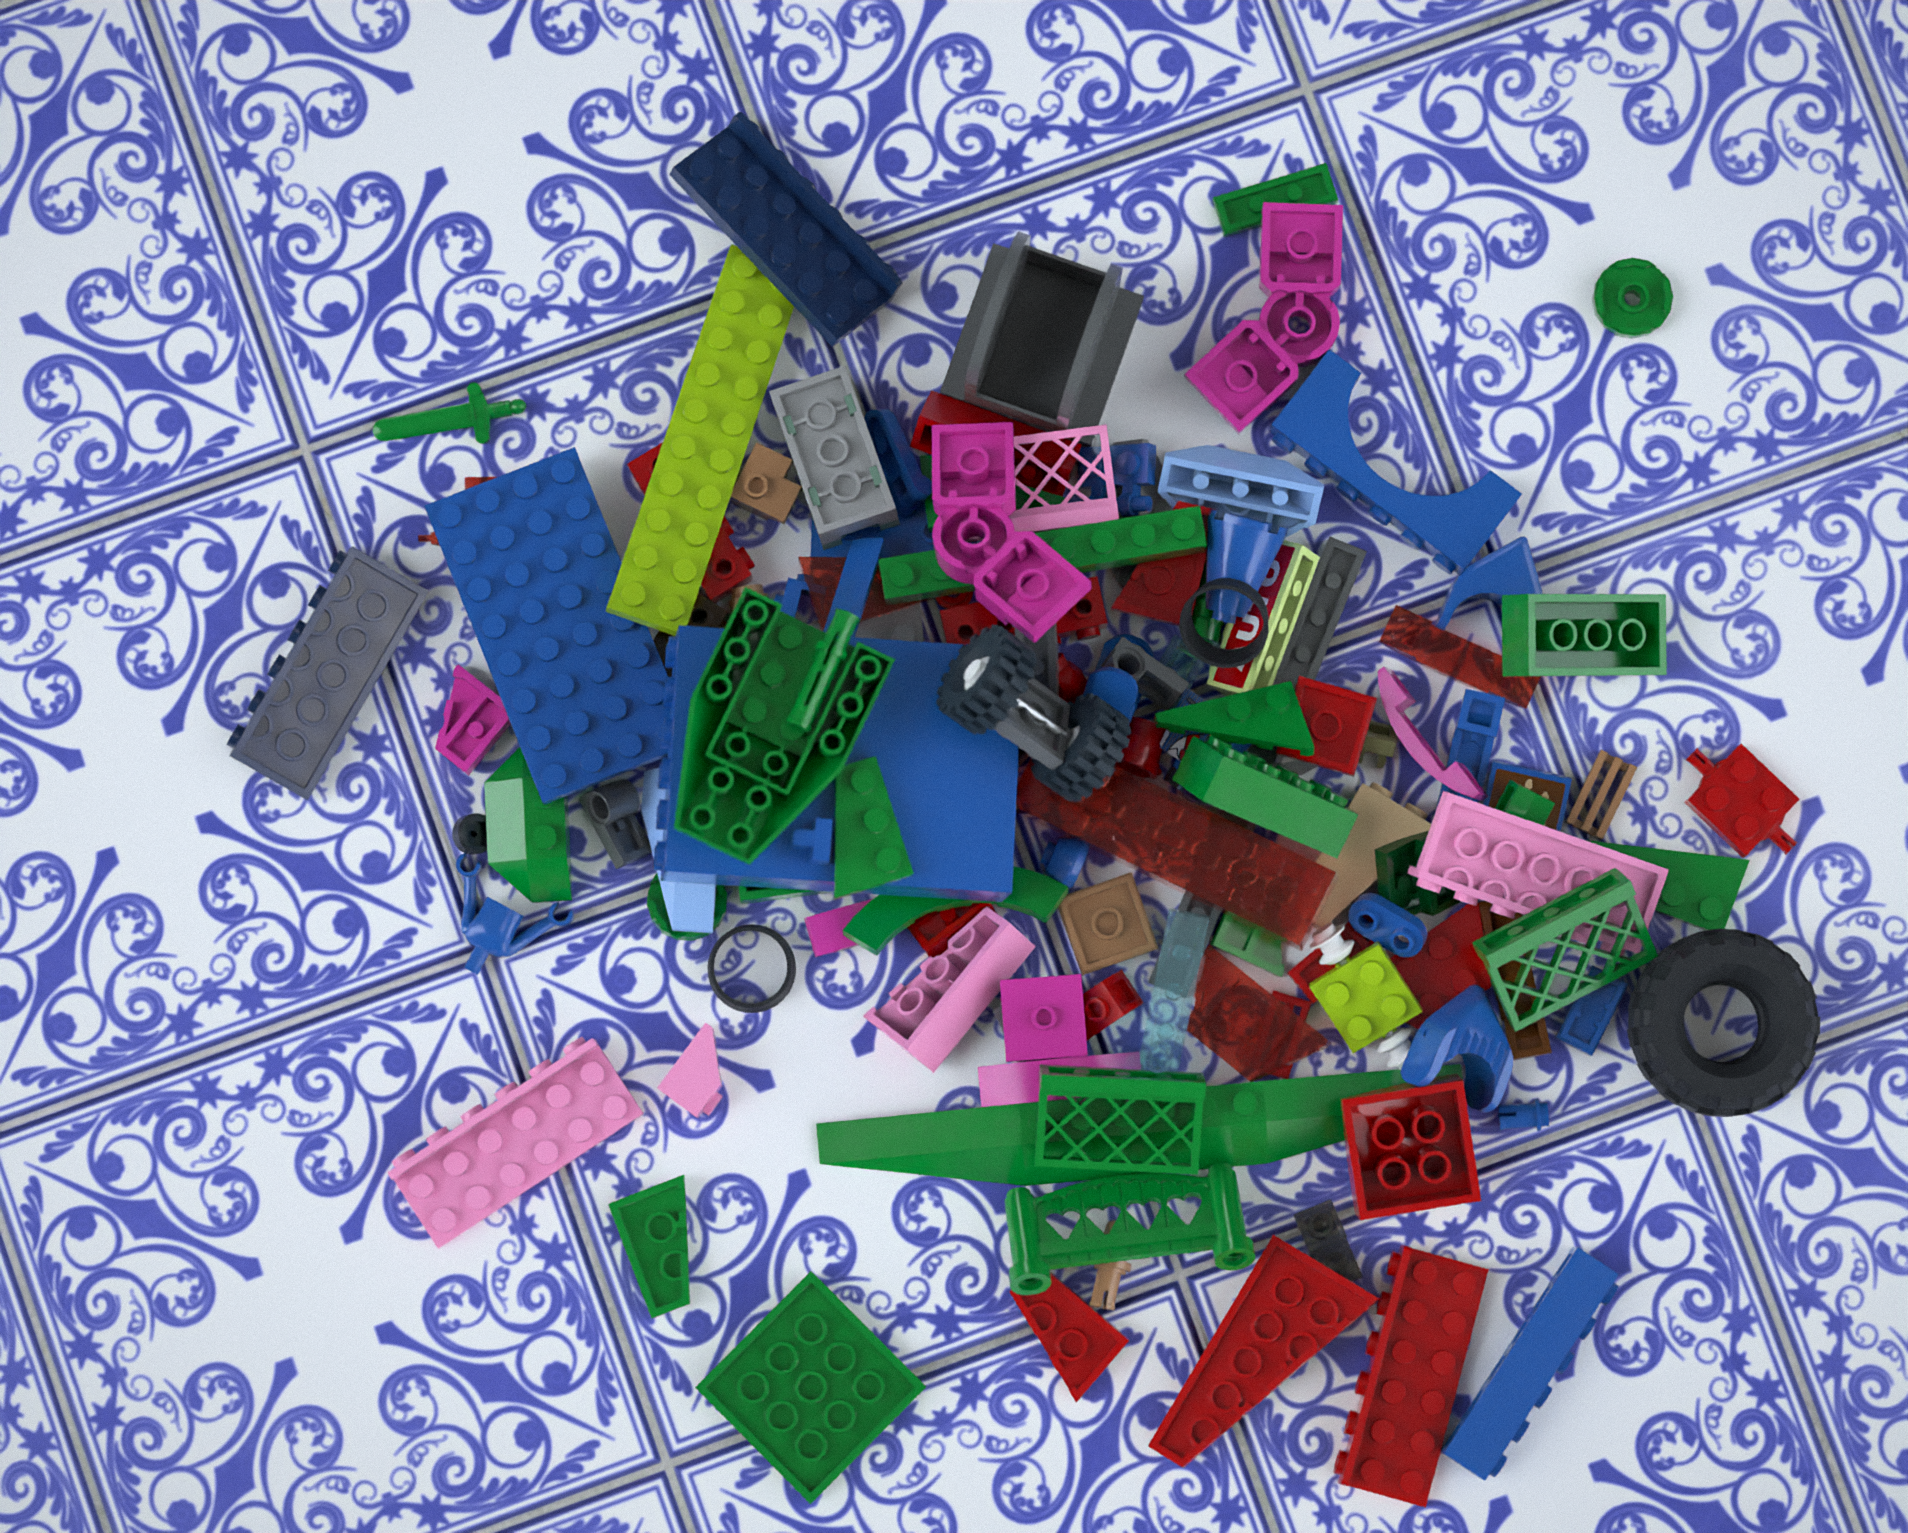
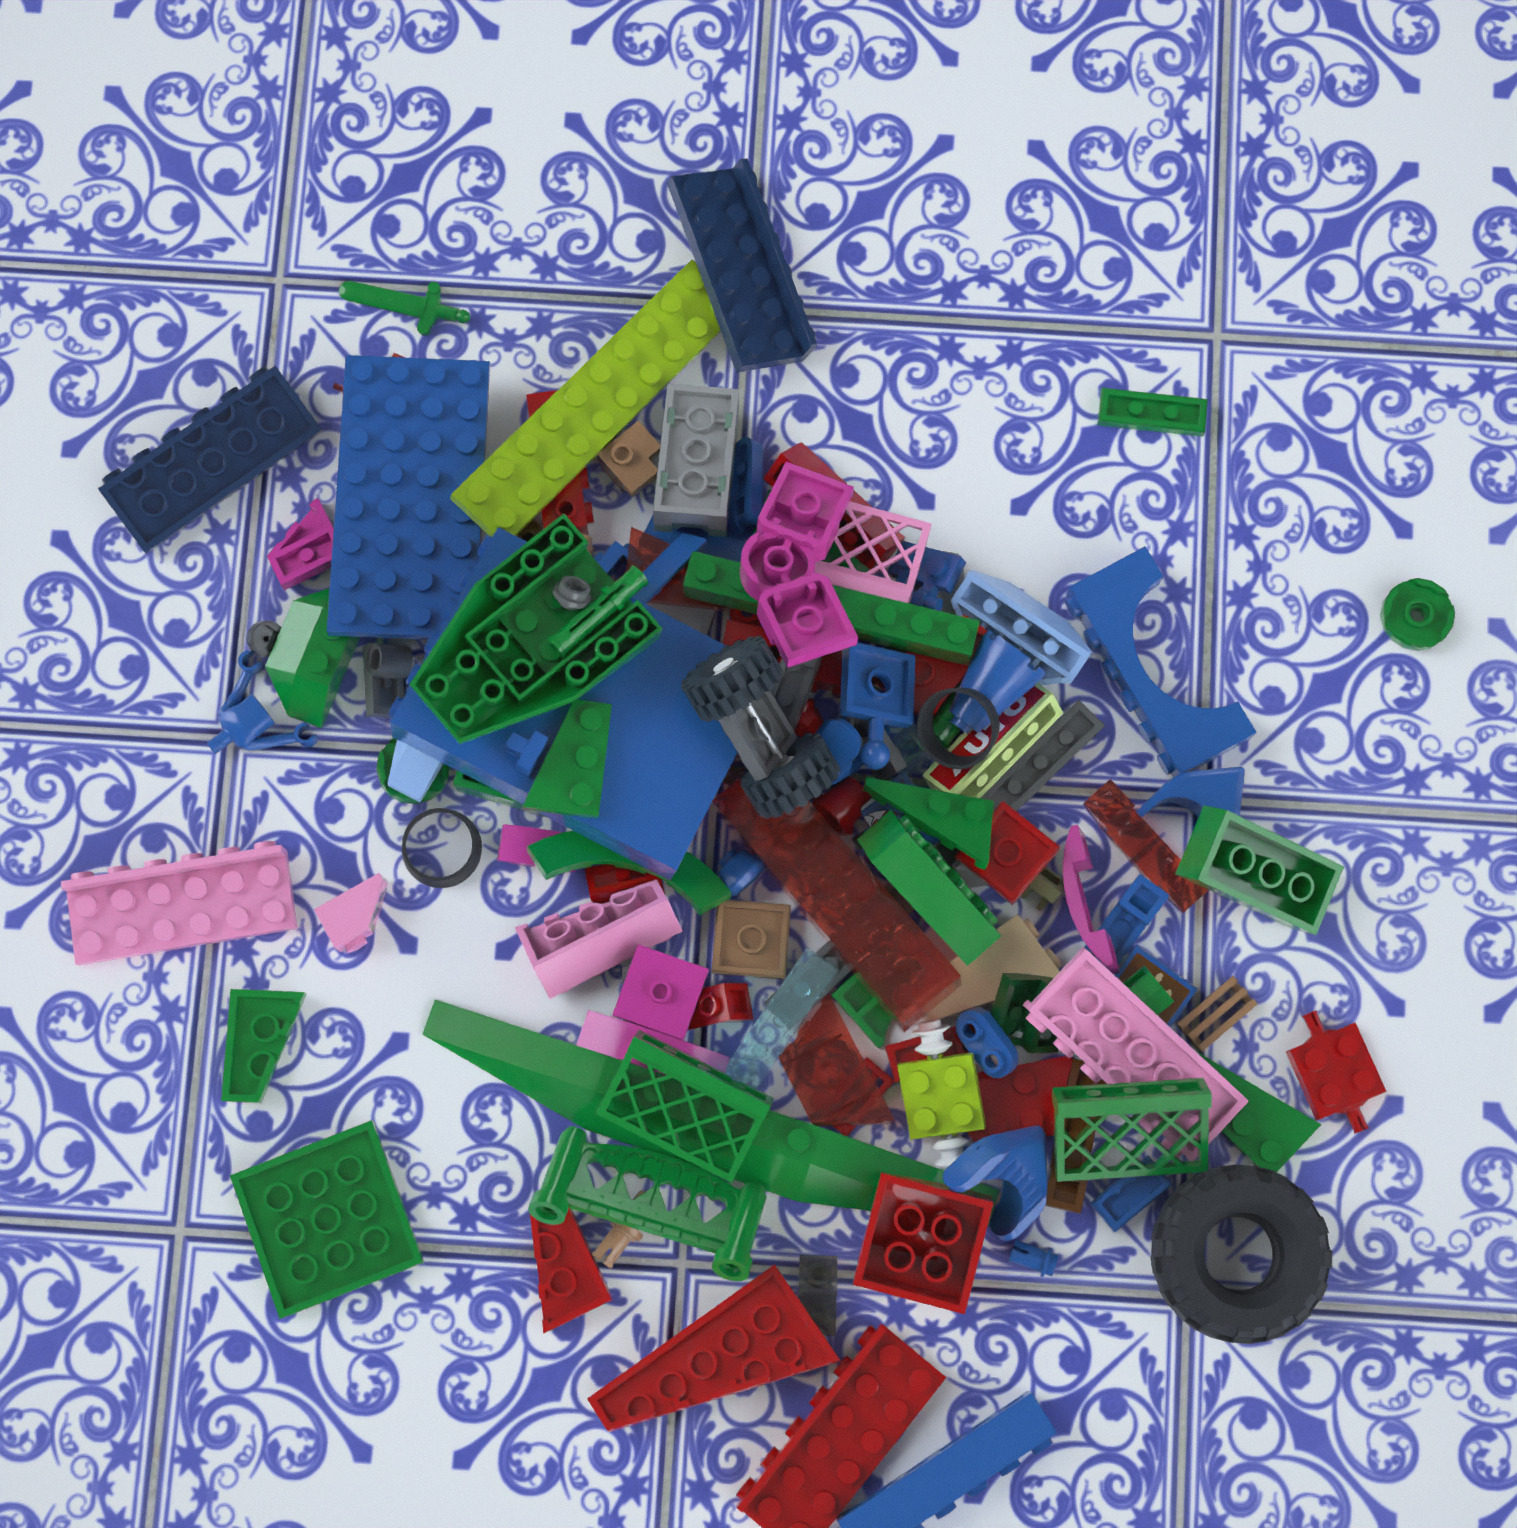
camera: 25 degrees right, 5 degrees down
(789, 663) = (572, 593): none -> dark grey plate
(1043, 339) = (912, 435): dark grey piece -> none
(1119, 639) = (863, 702): none -> blue plate
(1299, 277) = (1145, 480): dark pink plate -> none

